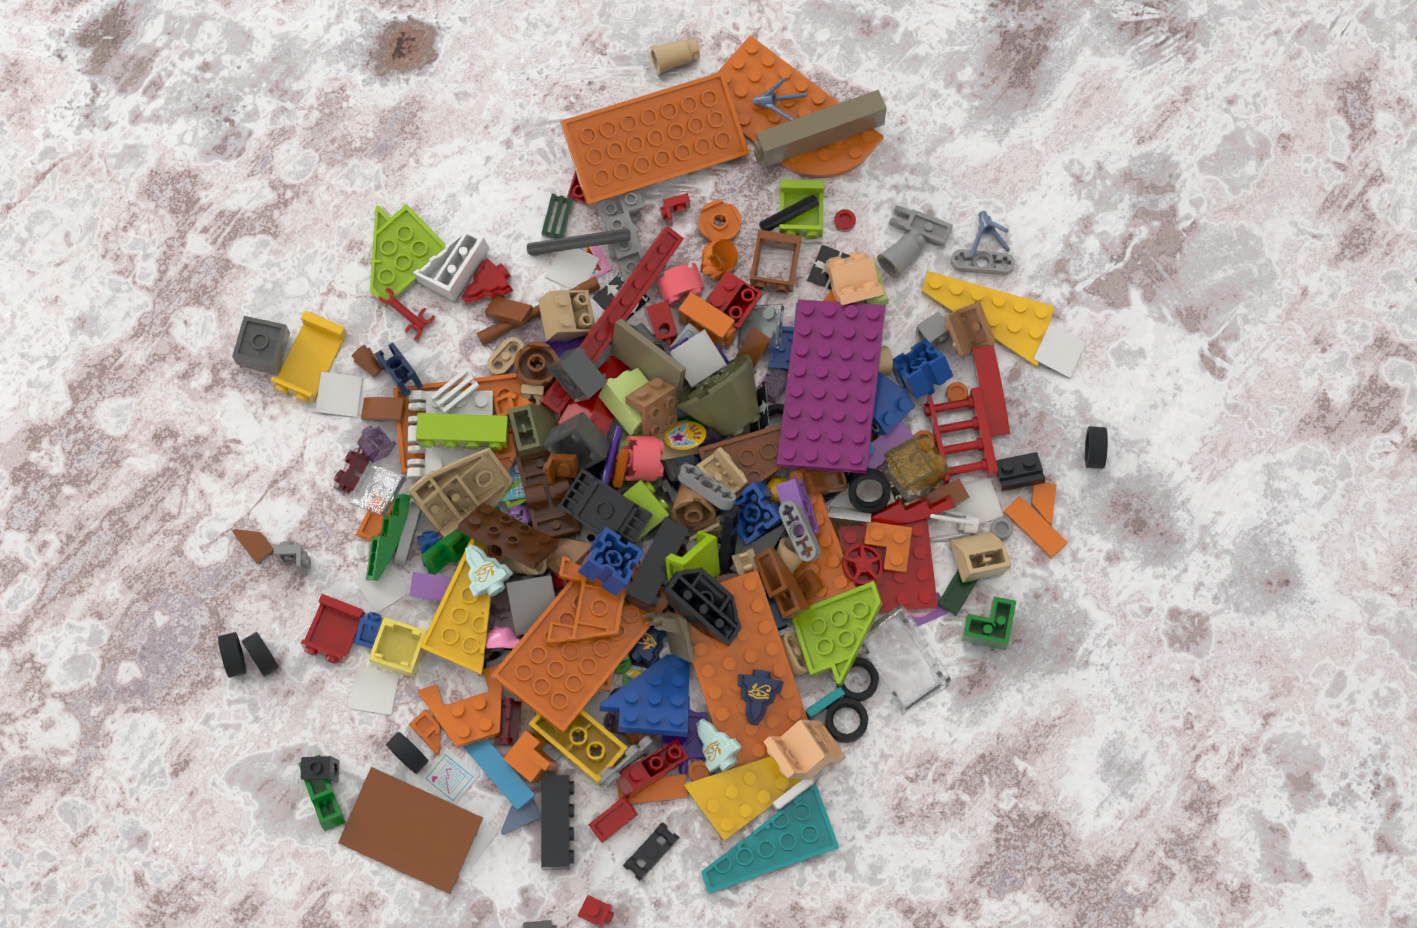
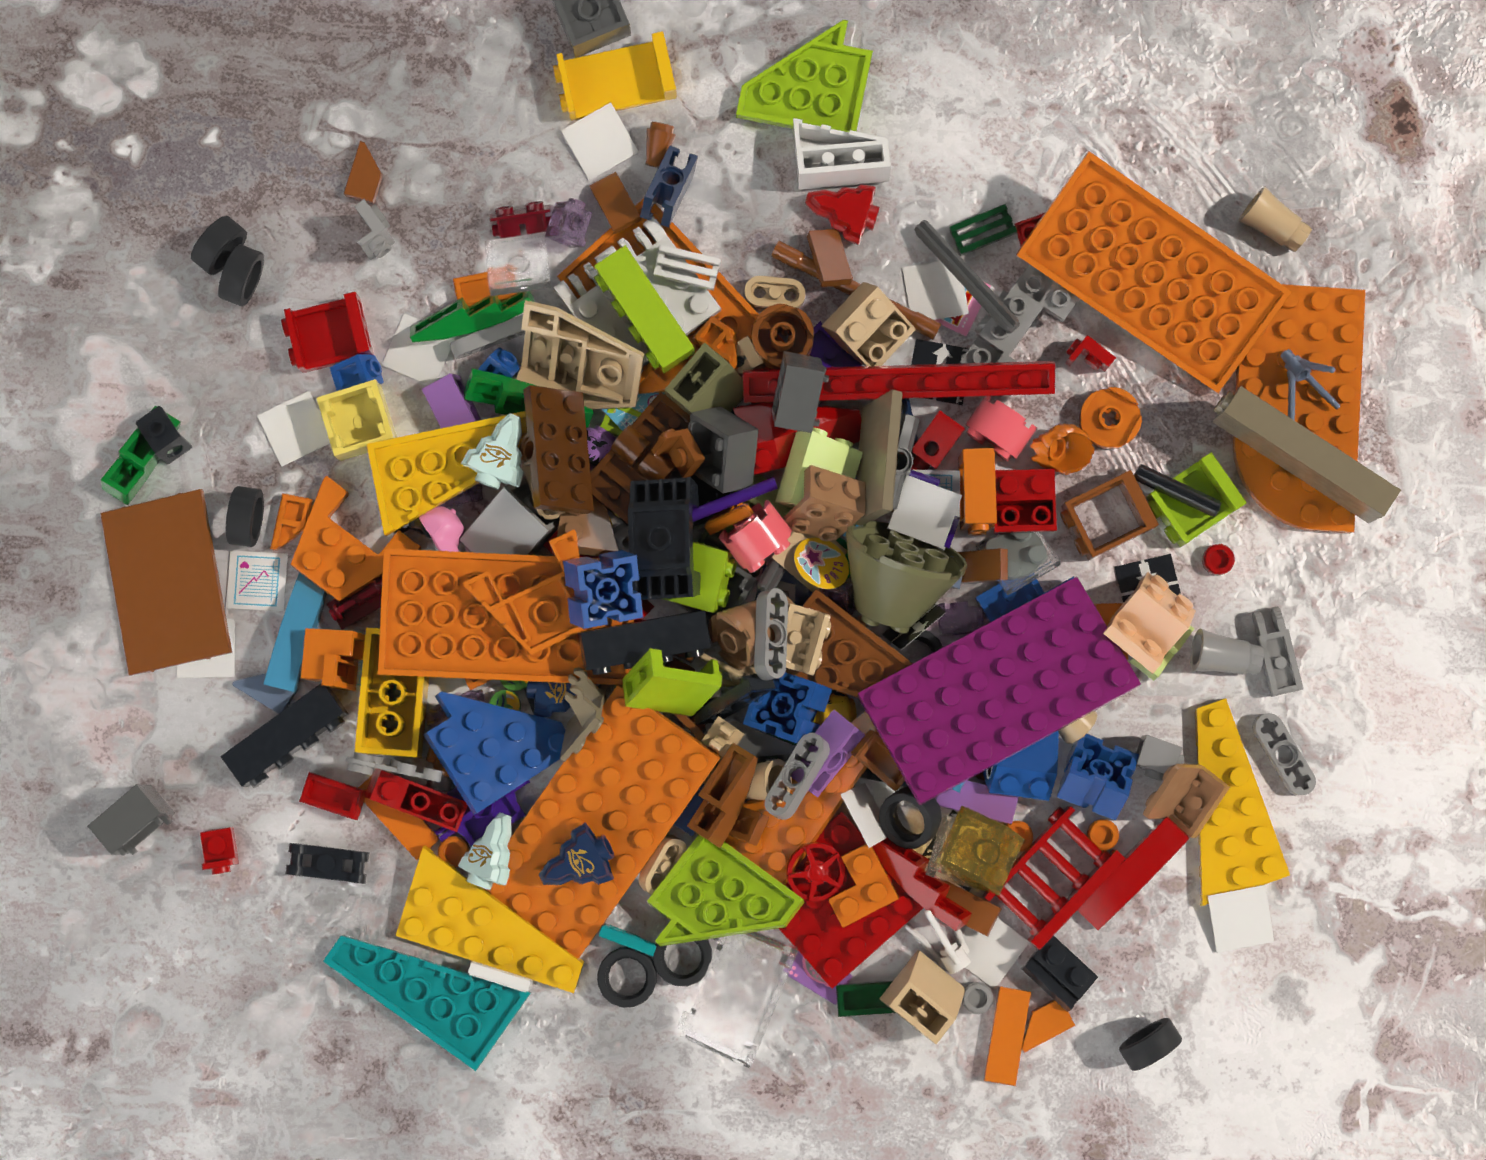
camera: 55 degrees right, 10 degrees up
(418, 323) = (743, 167): red bar -> none
(704, 604) = (631, 731): black wedge -> none
(804, 749) = (550, 958): light nougat bracket -> none
(988, 226) = (1329, 729): sand blue plant -> none
(993, 630) = (852, 1076): green brick -> none

